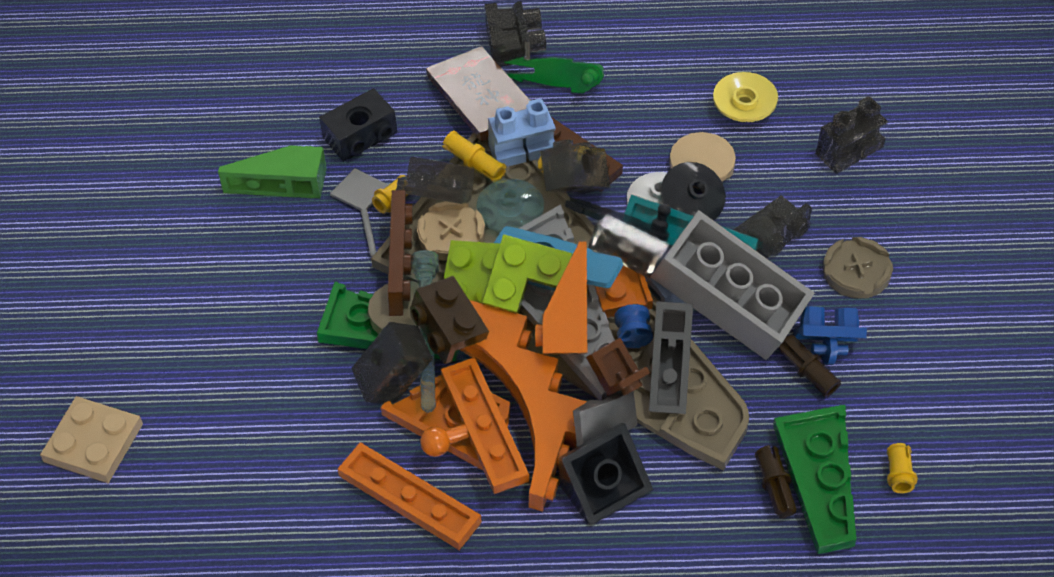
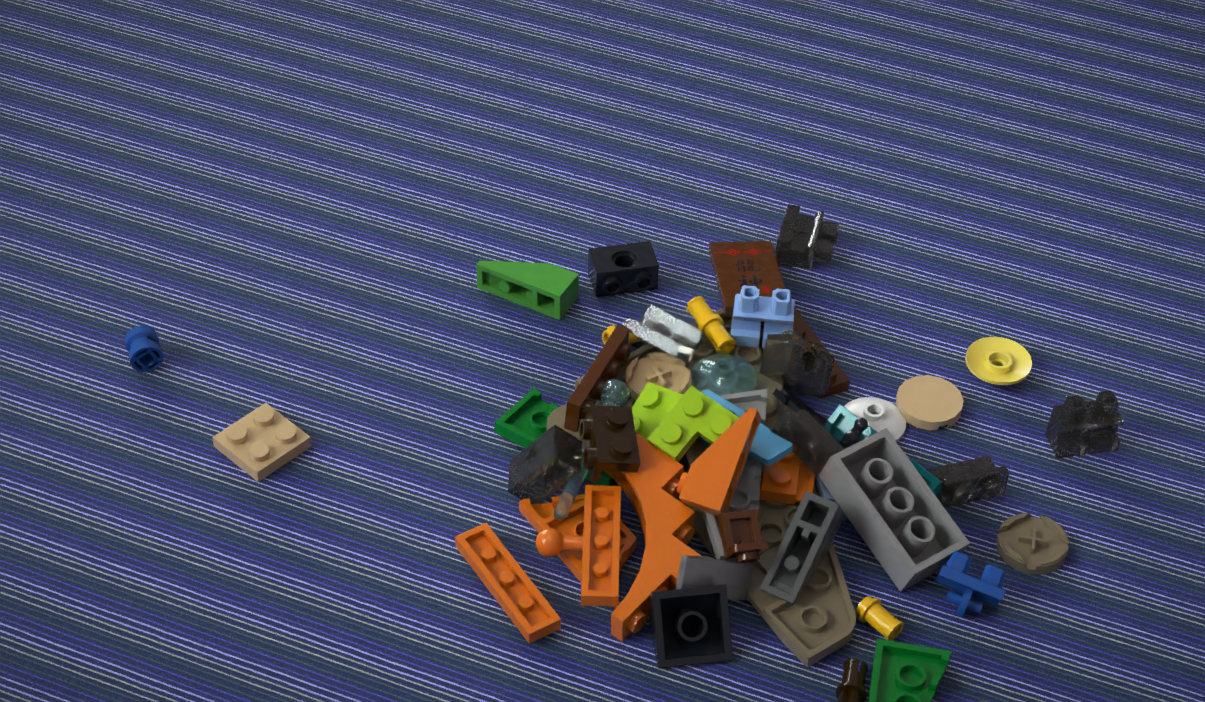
camera: 20 degrees right, 10 degrees down
(357, 192) = (591, 325): light grey piece -> none
(560, 73) = (832, 285): green piece -> none
(633, 325) = (779, 511): blue wheel -> none
(679, 194) = (912, 439): black dish -> none
(763, 395) = (879, 618): none -> yellow pin
(809, 366) = (937, 609): dark brown axle -> none

